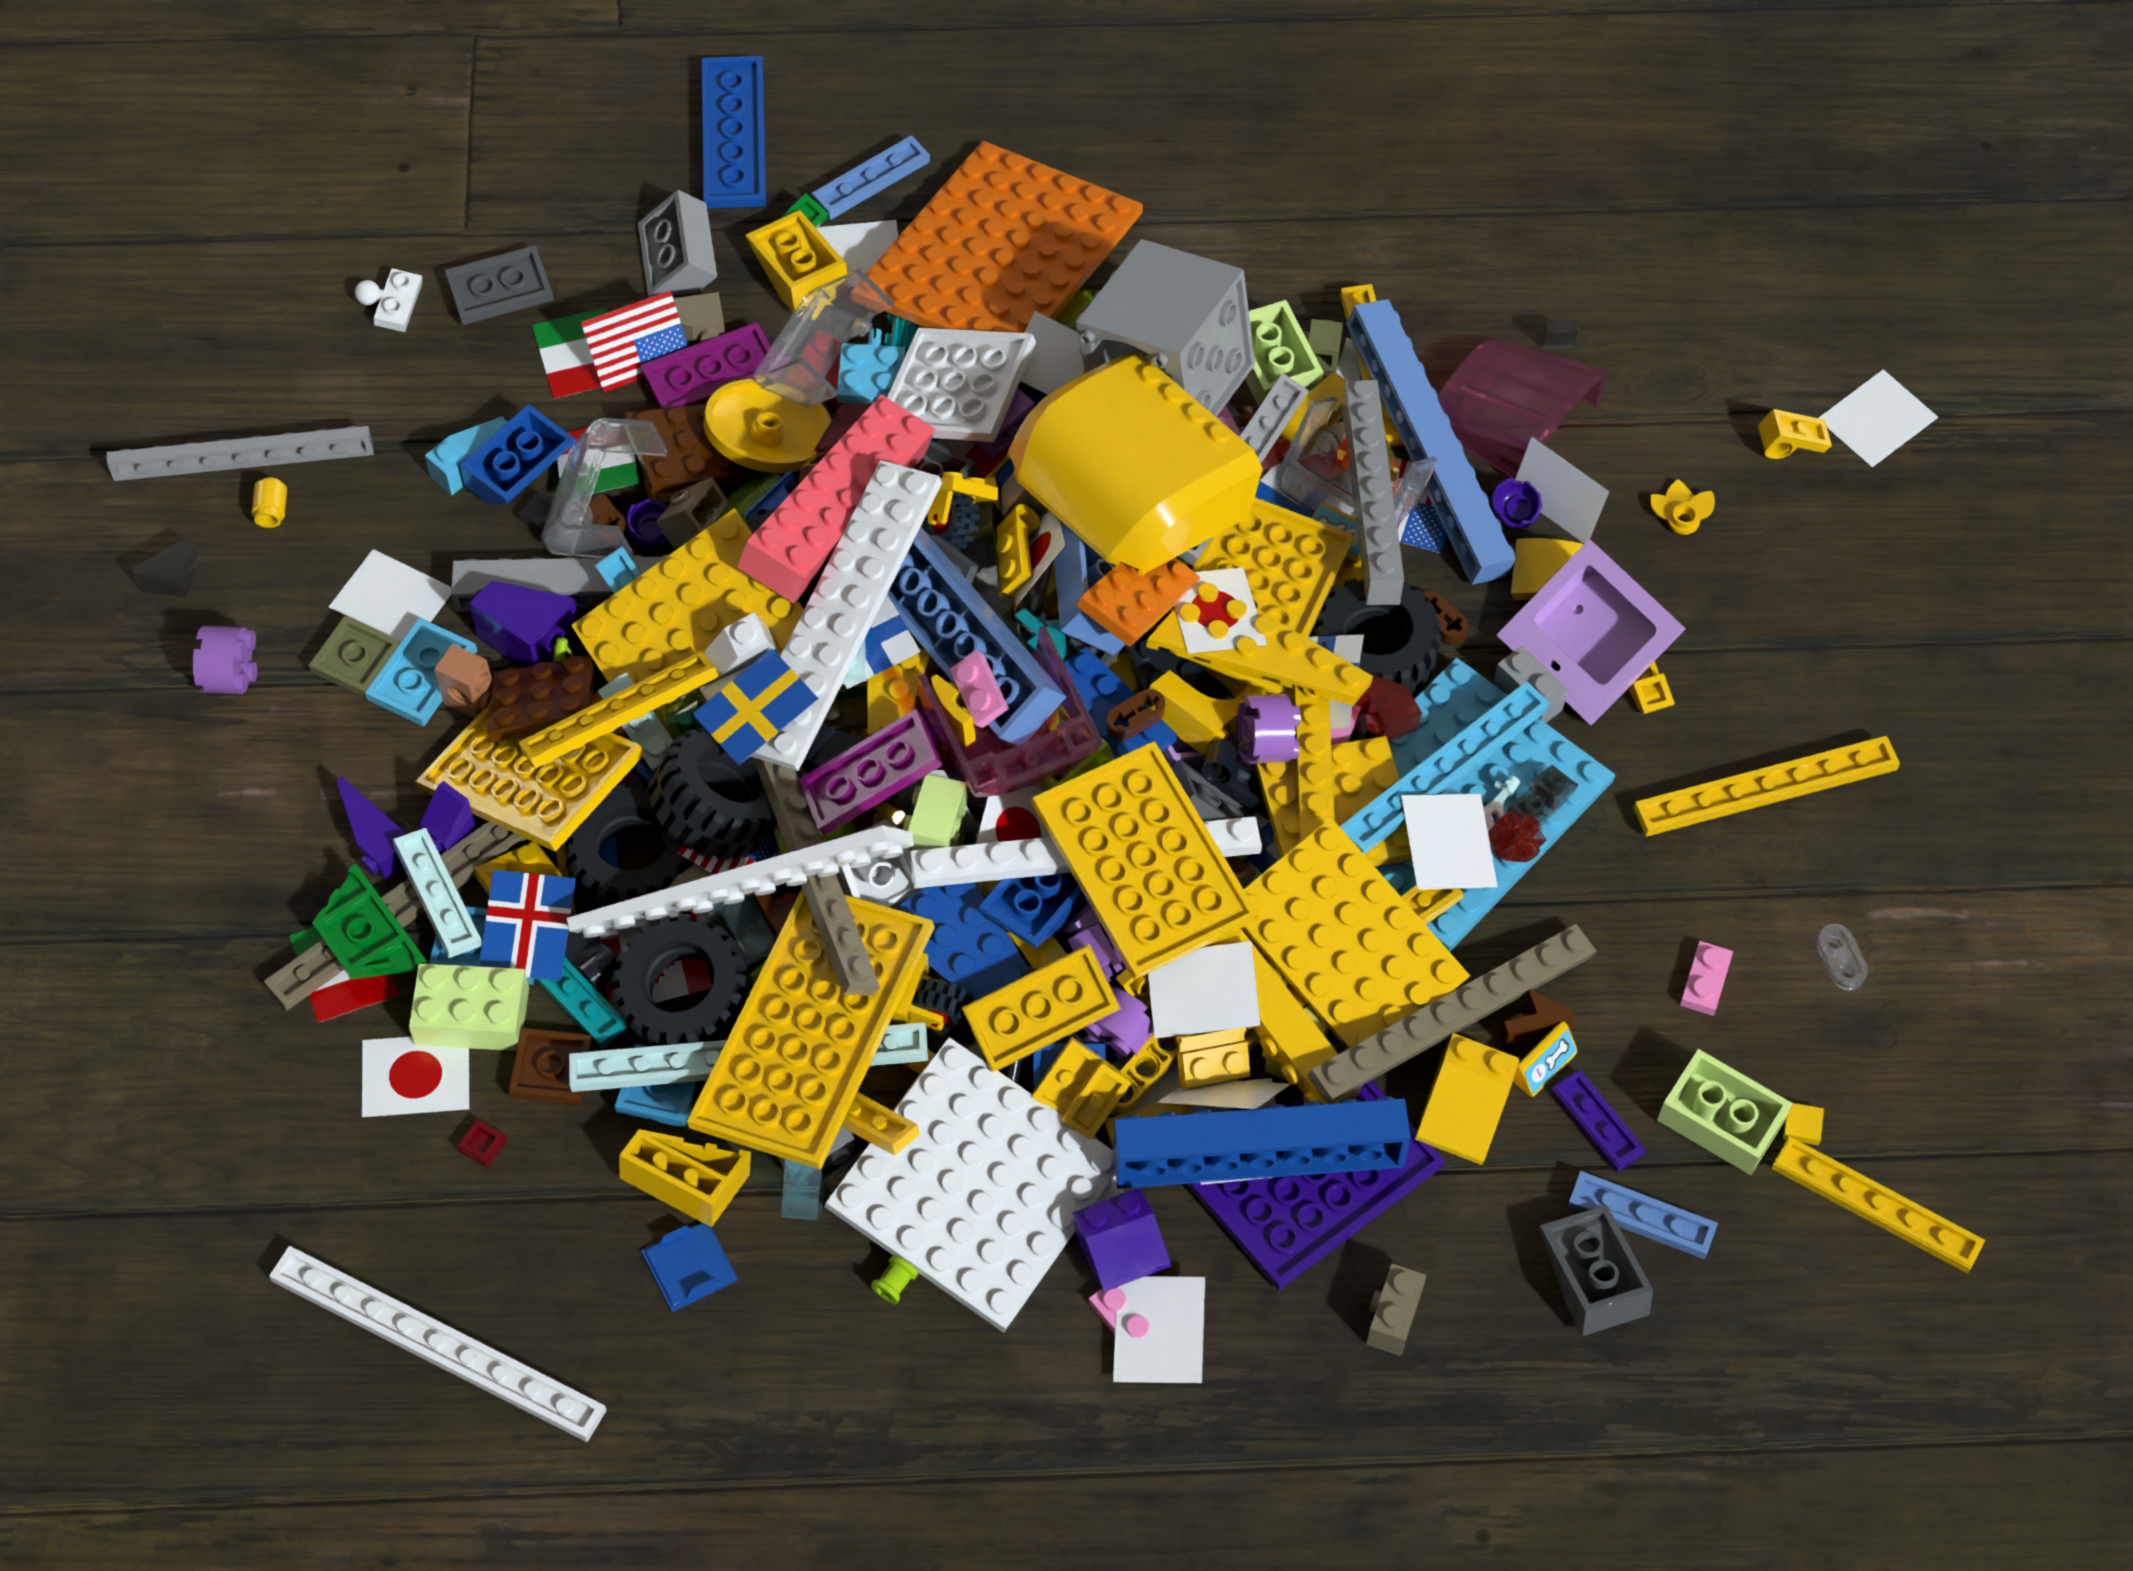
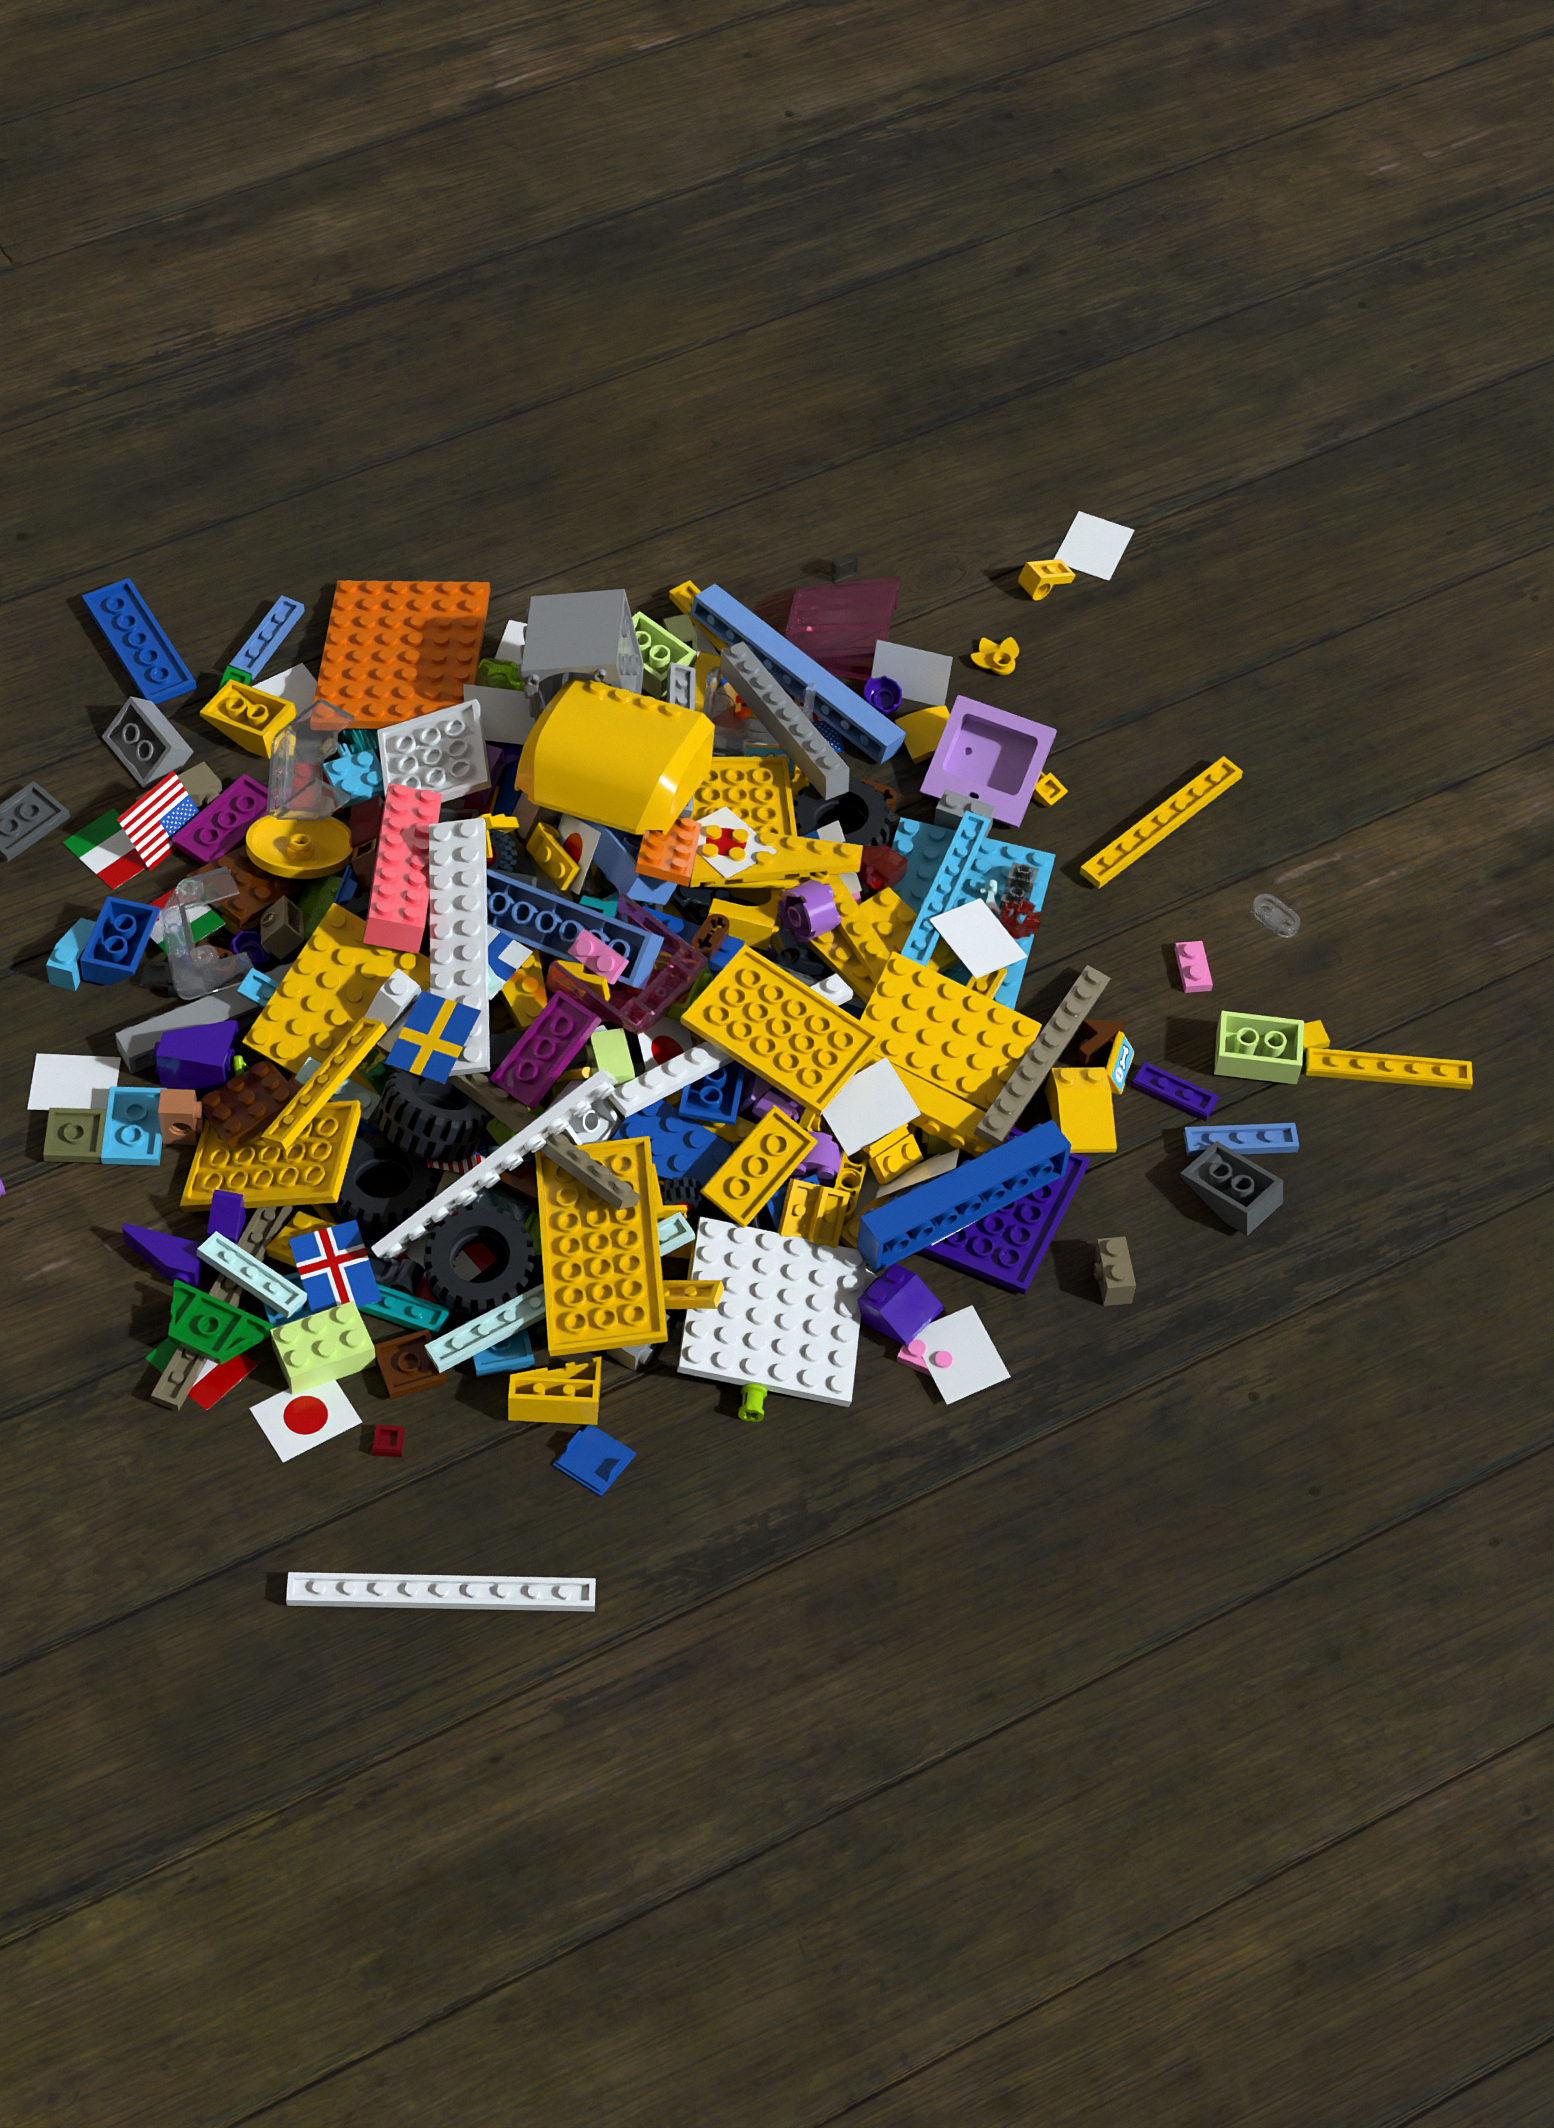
camera: 30 degrees left, 5 degrees down
(802, 1191) = (652, 1367): clear light blue plate -> none

